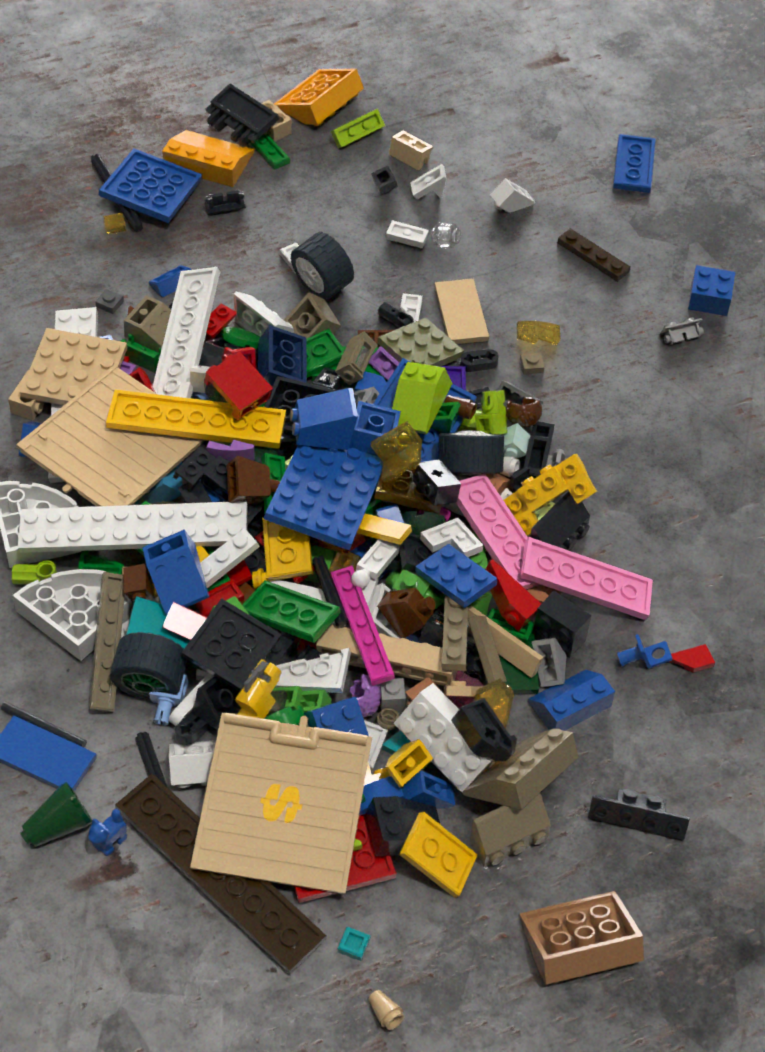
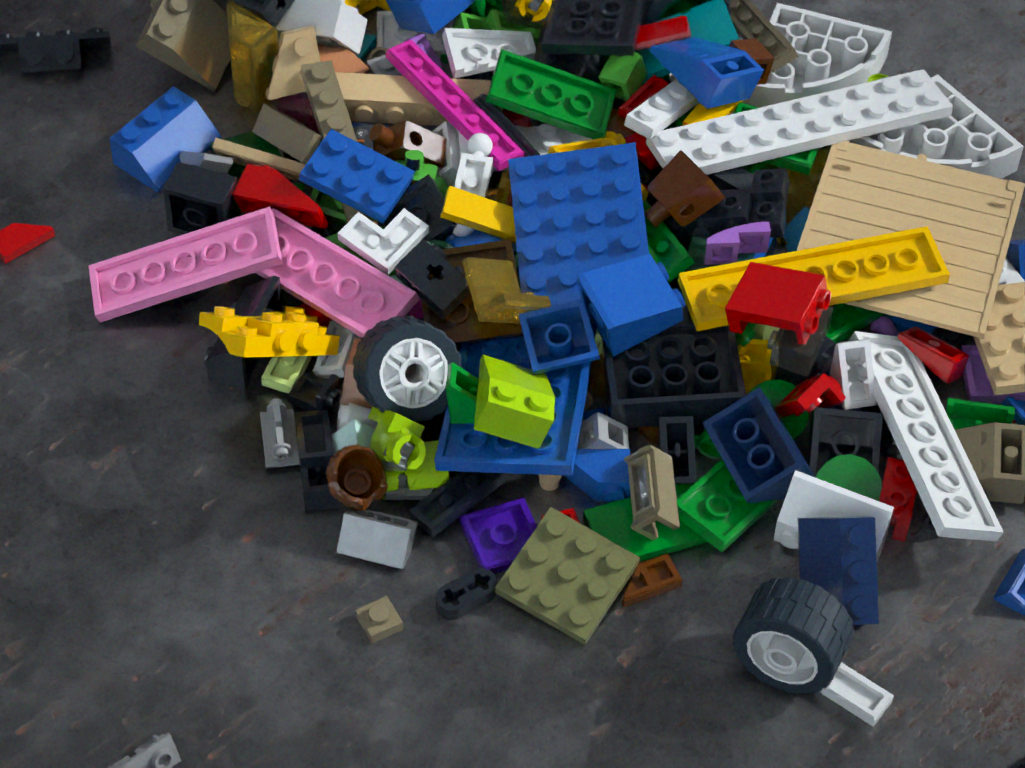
camera: 160 degrees right, 0 degrees up
(275, 288) = (843, 561): none -> dark blue slope
(312, 317) = (751, 558): dark tan slope -> none
(383, 362) = (600, 518): medium lavender slope -> none
(395, 316) = (640, 629): black bar -> none
(411, 305) = (619, 661): white tile -> none
(461, 311) = (534, 681): tan tile -> none
(467, 406) = (449, 424): reddish brown cone -> none
(537, 330) = (389, 674): clear yellow slope -> none
(639, 652) = (84, 218): blue bracket -> none

